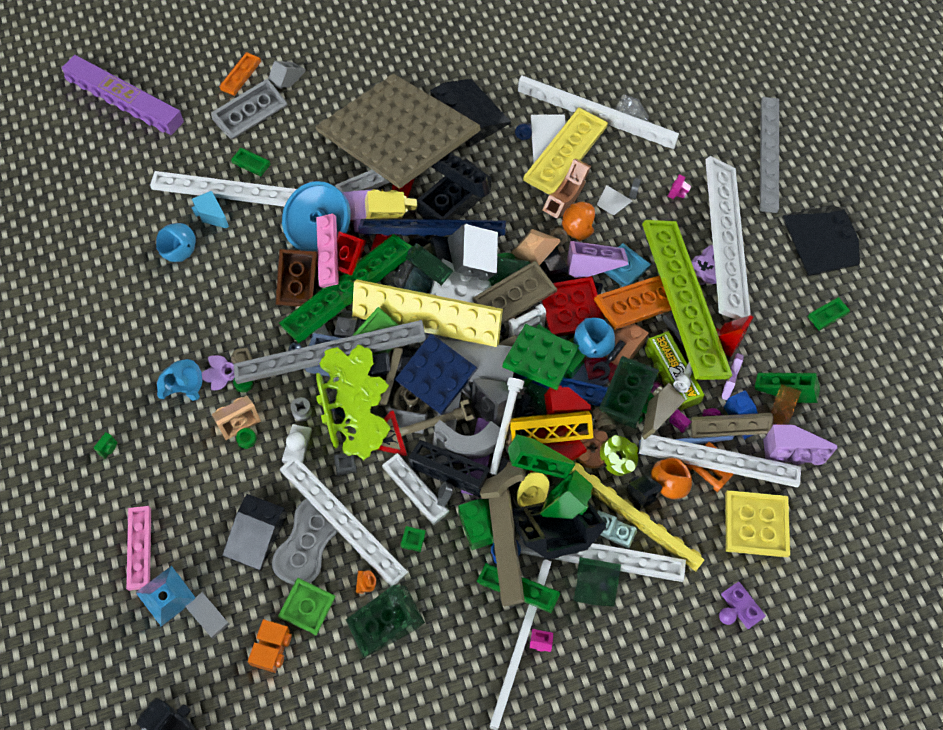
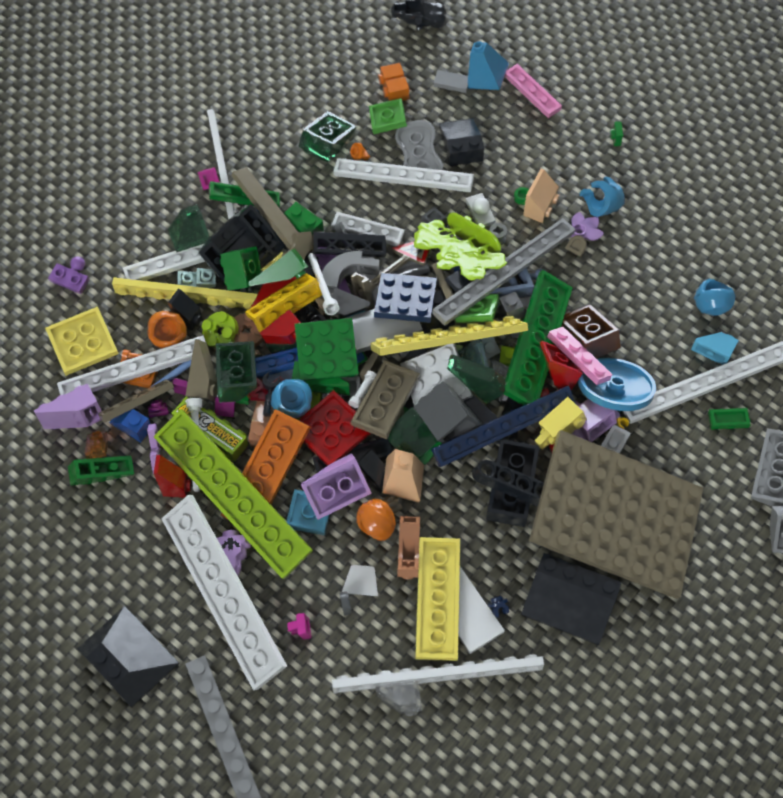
camera: 150 degrees right, 0 degrees up
(413, 539) = (344, 193): green plate -> none
(828, 313) = (88, 568): green plate -> none

